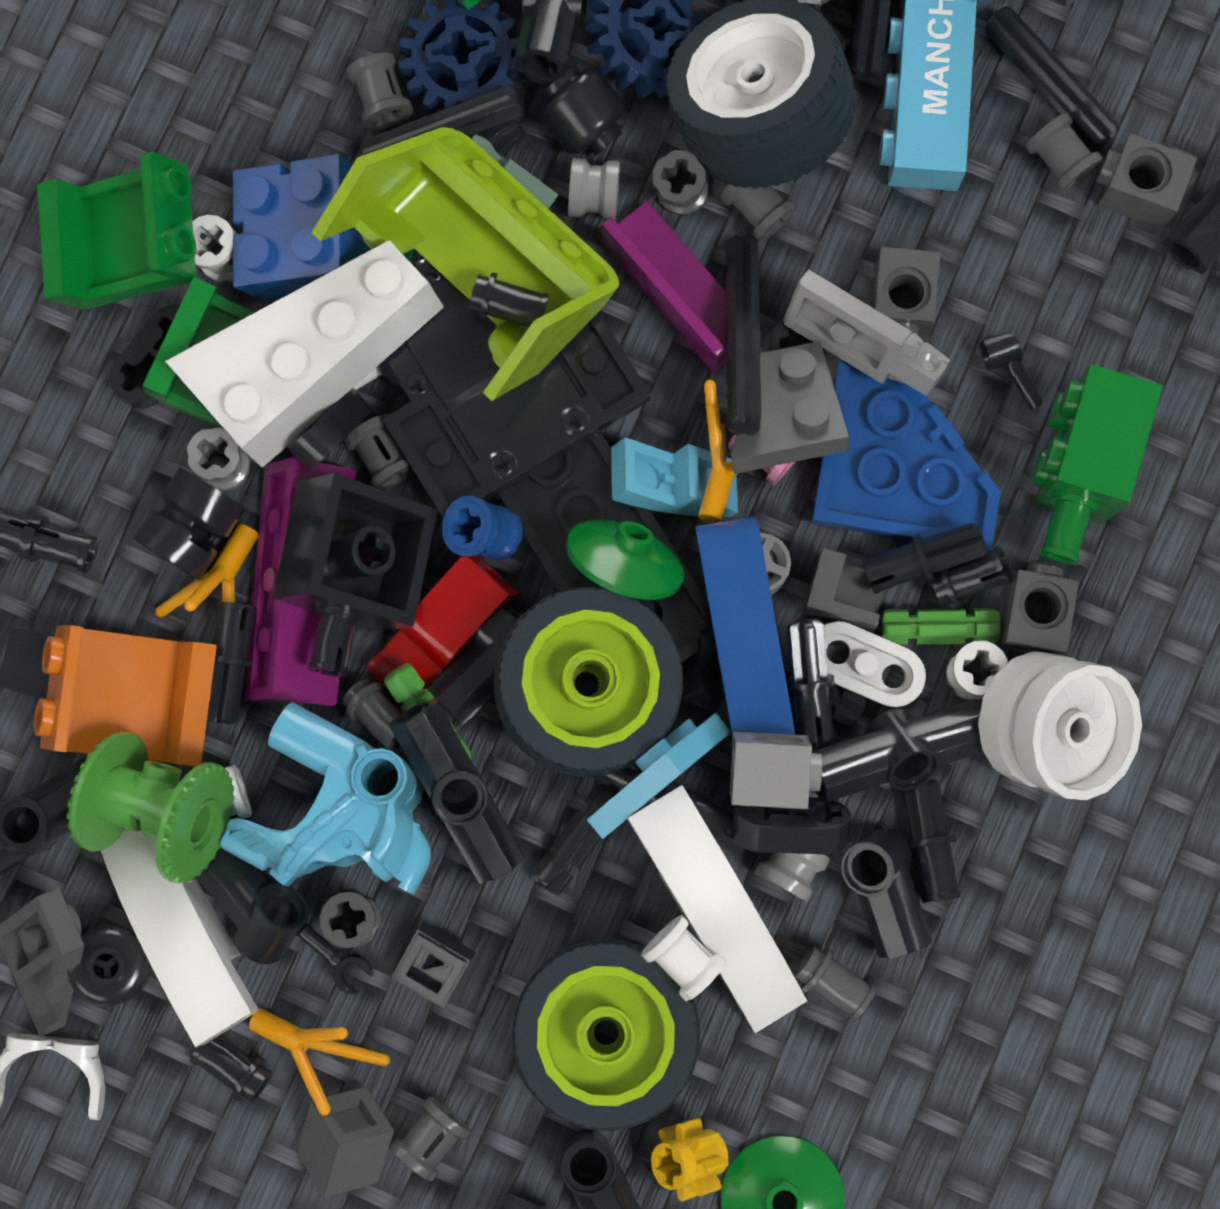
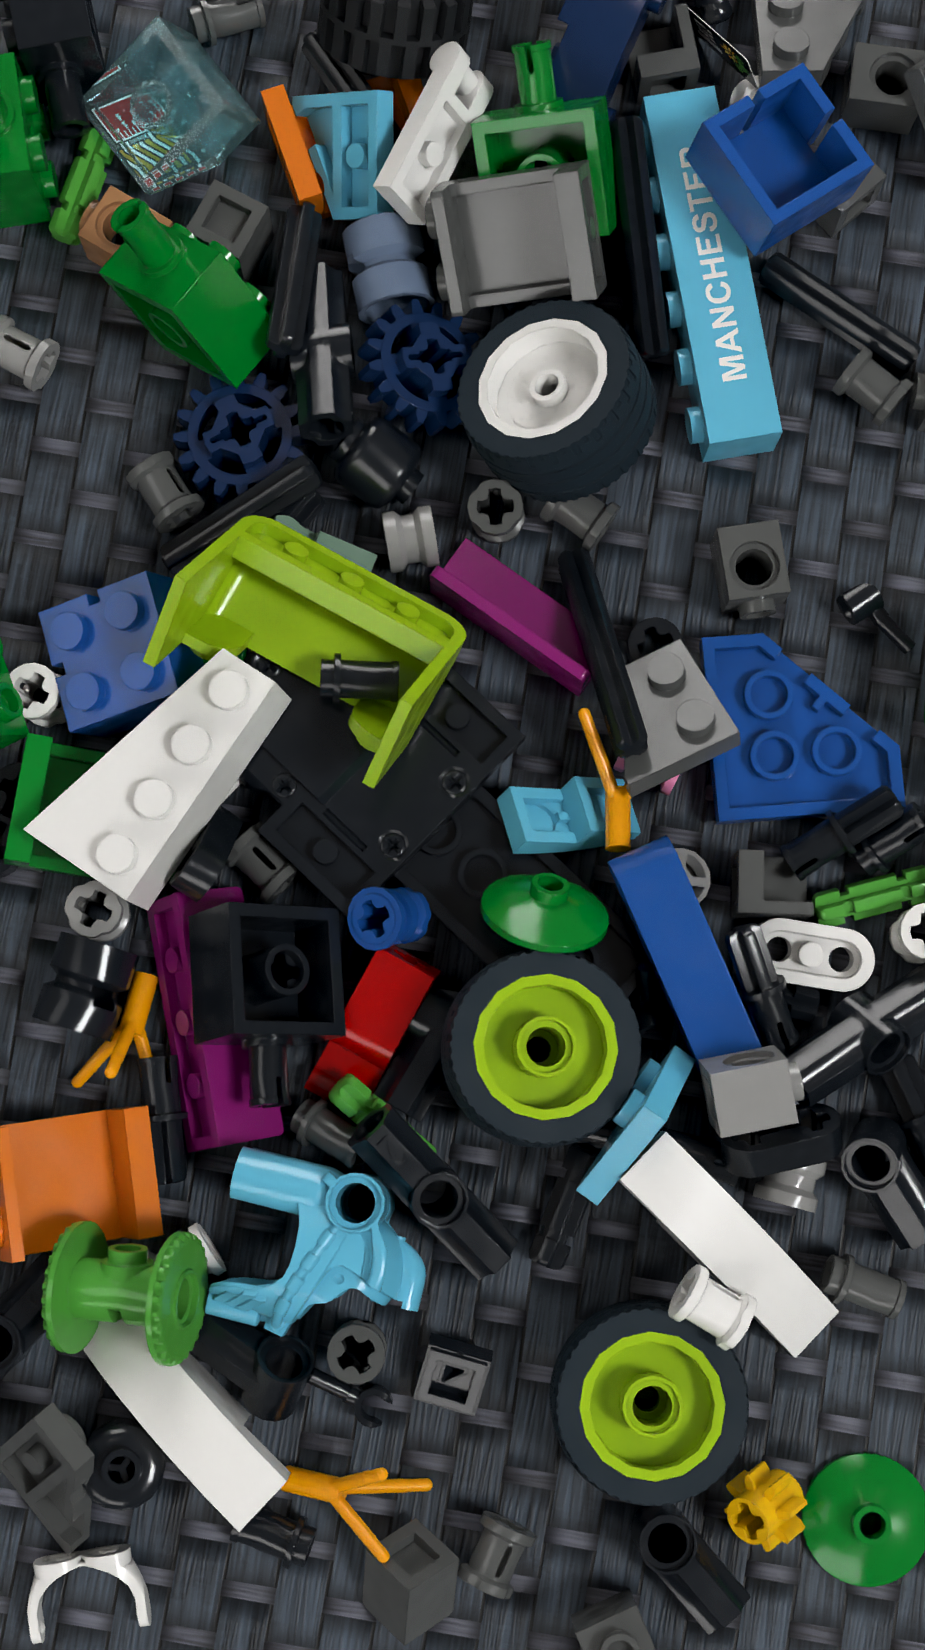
camera: 20 degrees left, 0 degrees up
(862, 335) = (723, 623): light grey hinge -> none

